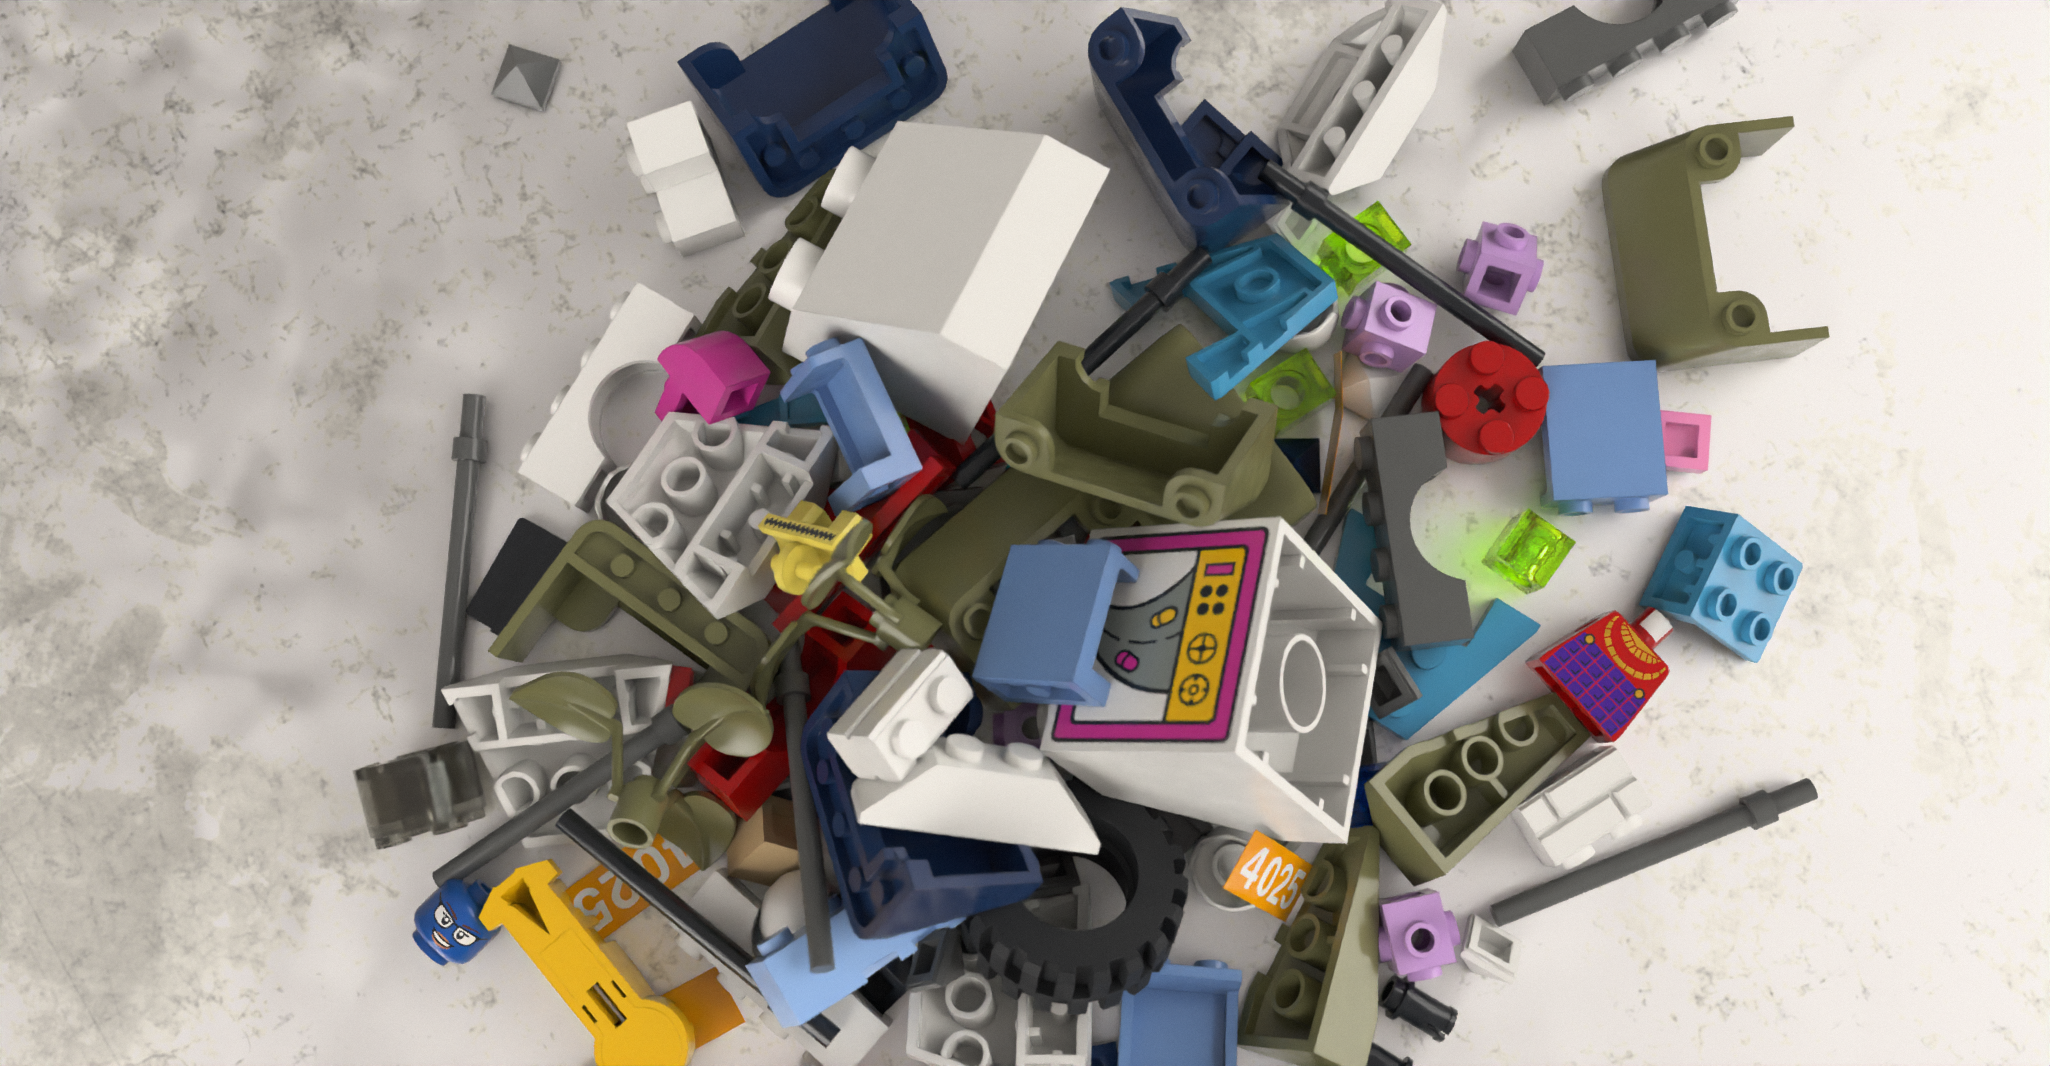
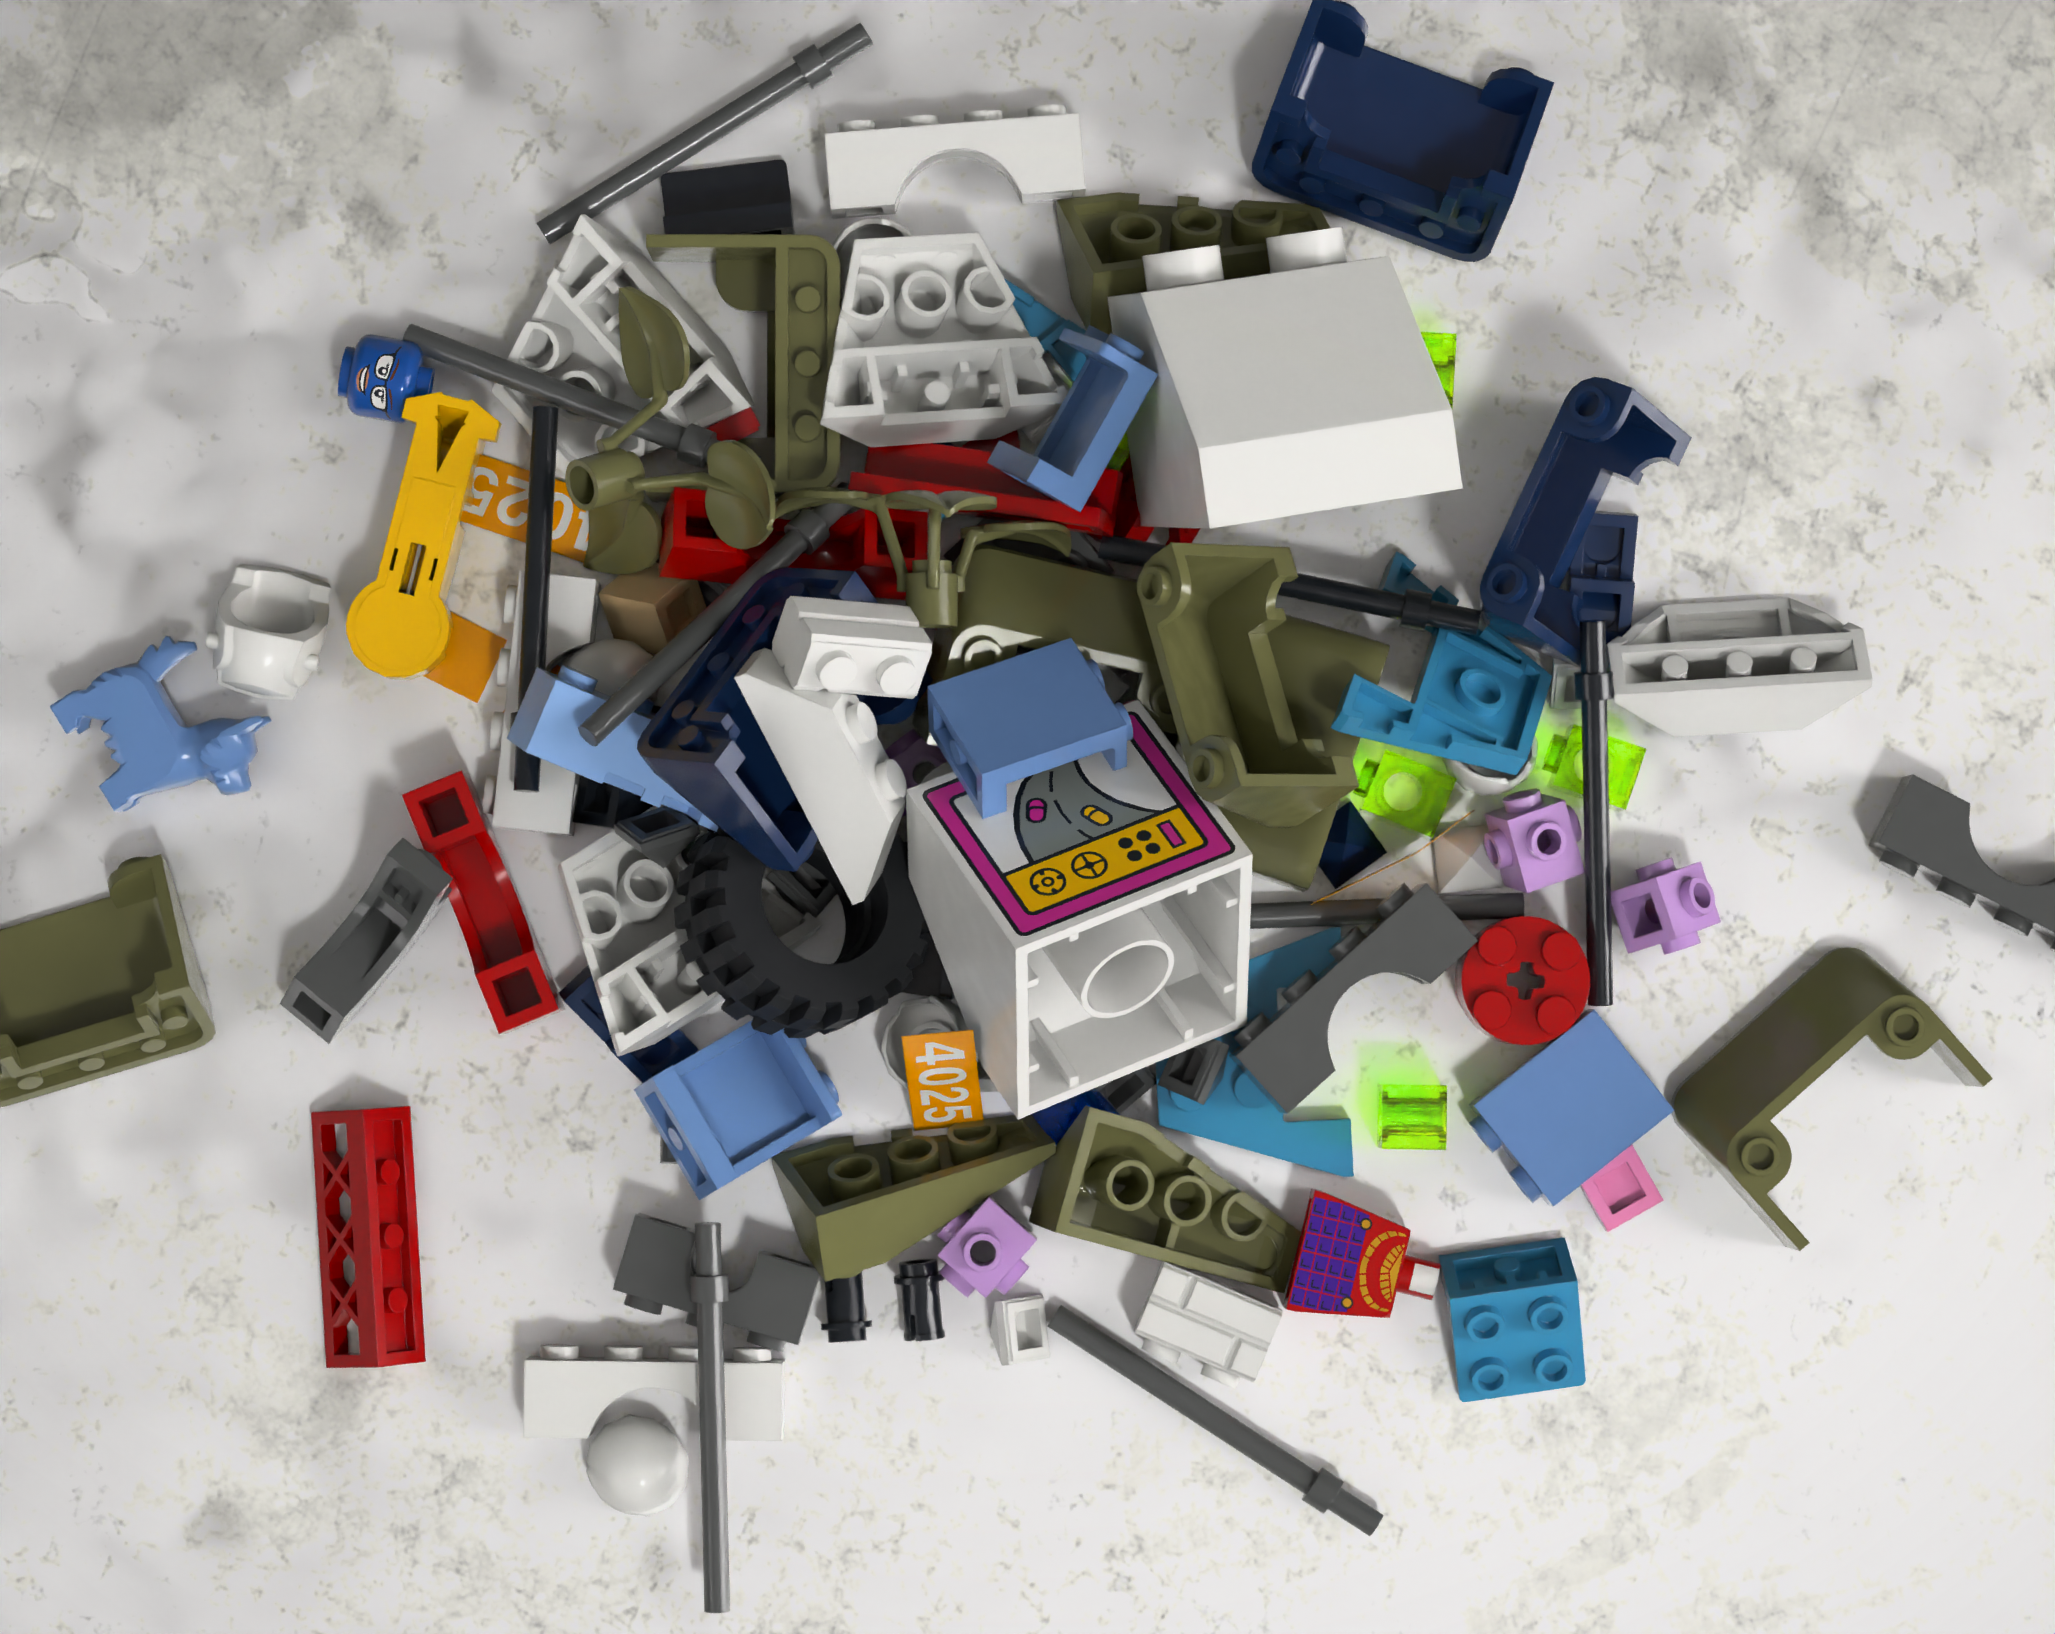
camera: 45 degrees right, 5 degrees up
(421, 793) = (476, 261): clear smoke brick -> none
(680, 164) = (1213, 82): white brick -> none
(711, 377) = (1038, 250): dark pink brick -> none
(807, 543) = (940, 457): light yellow hips -> none

